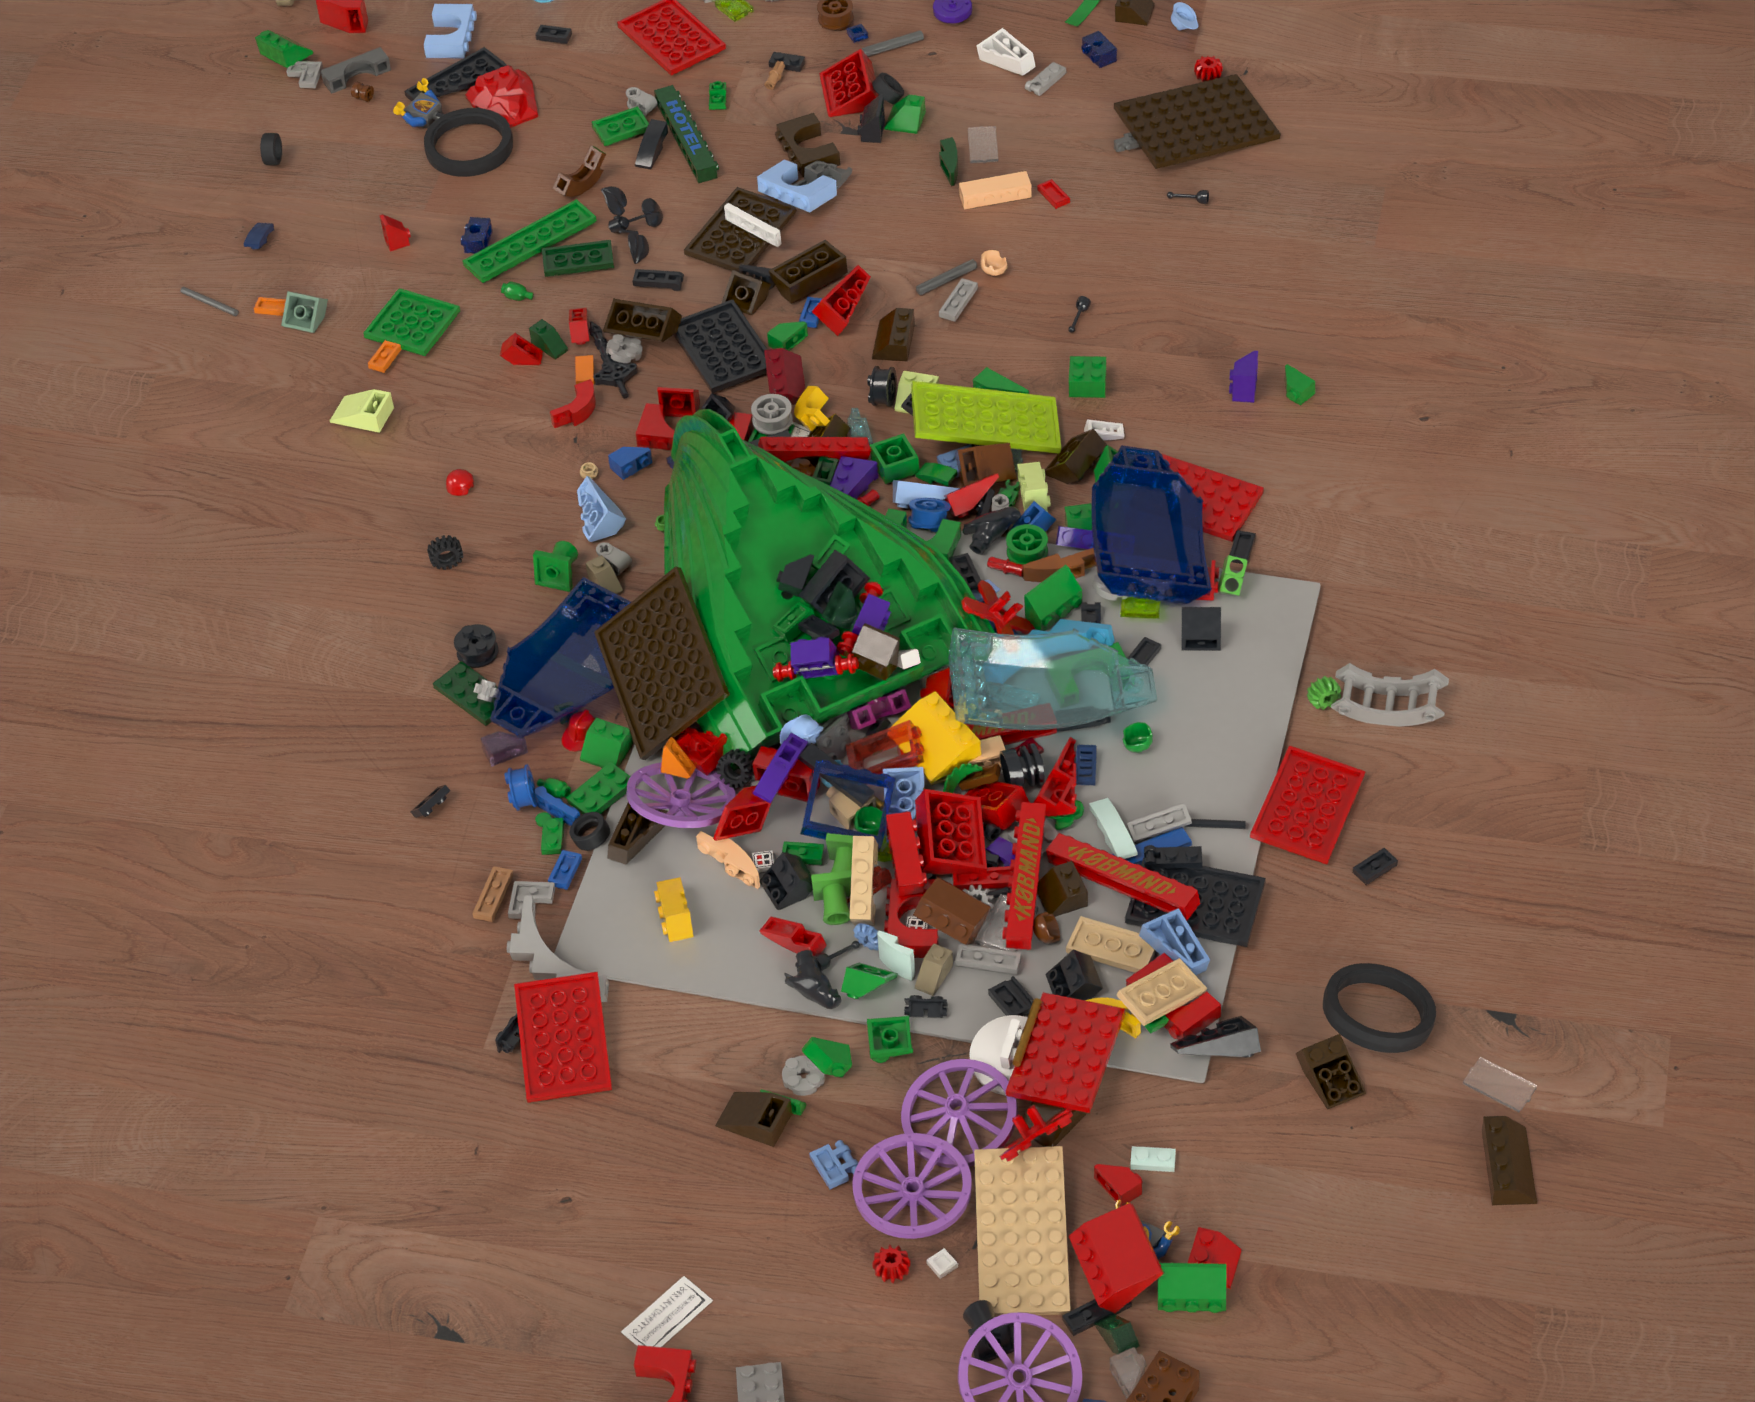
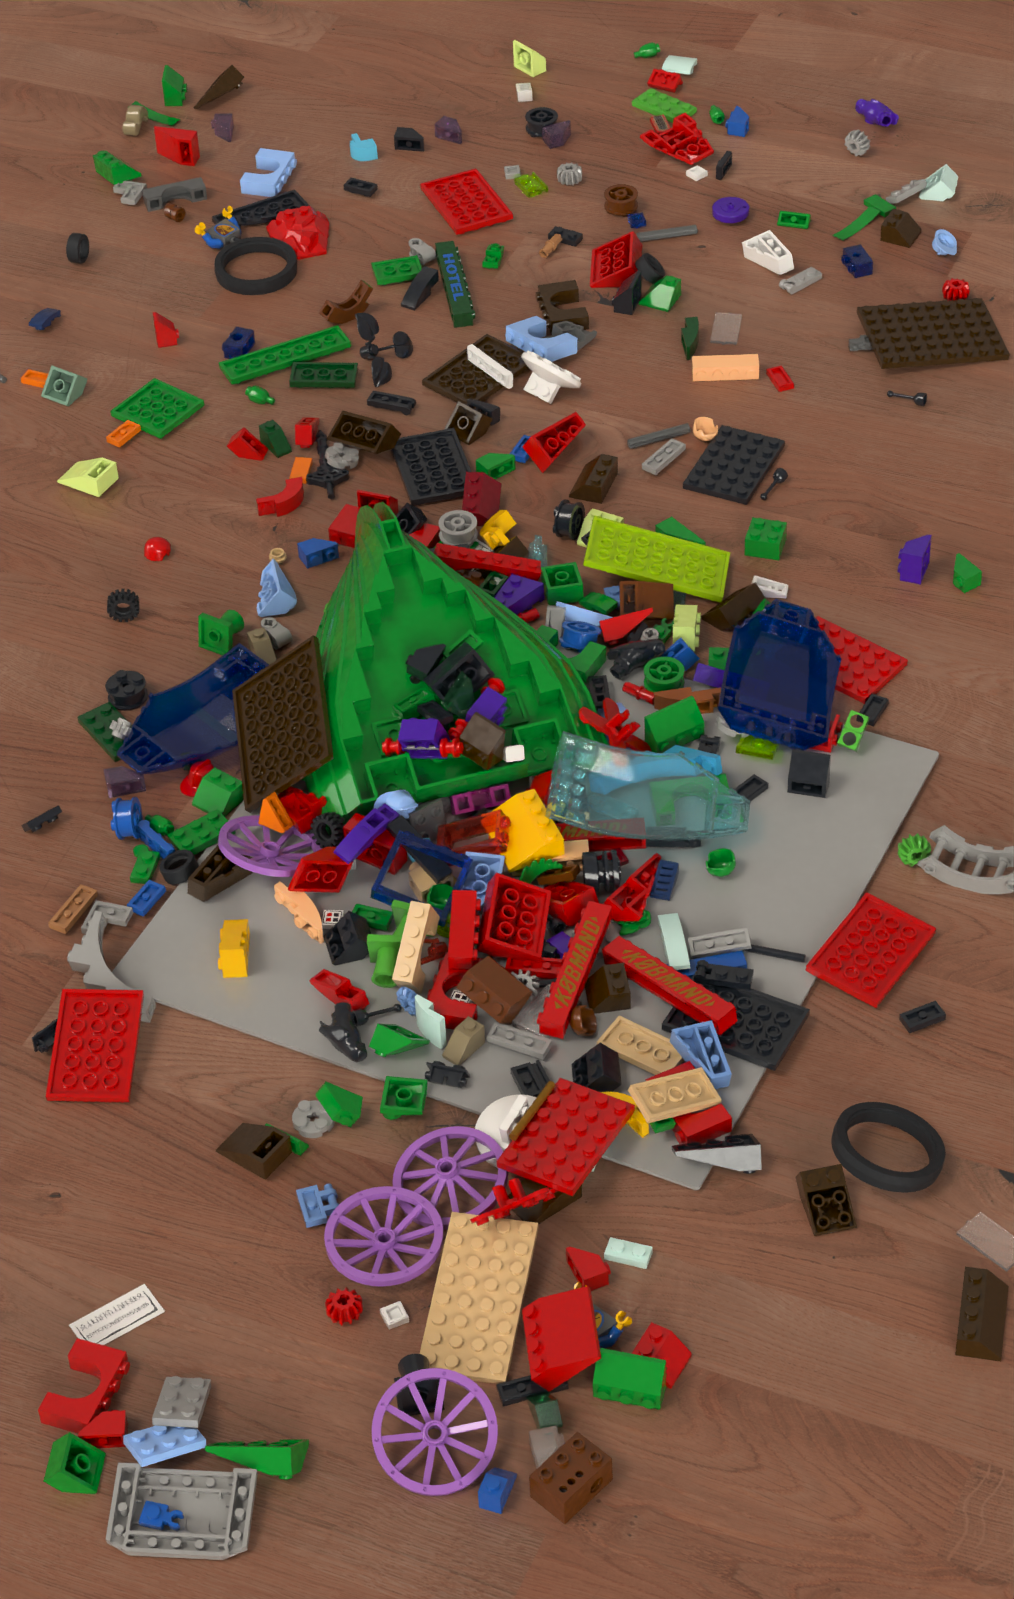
camera: 10 degrees right, 5 degrees down
(809, 271) = (530, 412): dark brown slope -> none
(815, 227) = (547, 377): none -> white bracket
(900, 499) = (555, 617): none -> light grey tile
(1020, 10) = (794, 219): none -> green slope
(1032, 298) = (734, 464): none -> black plate

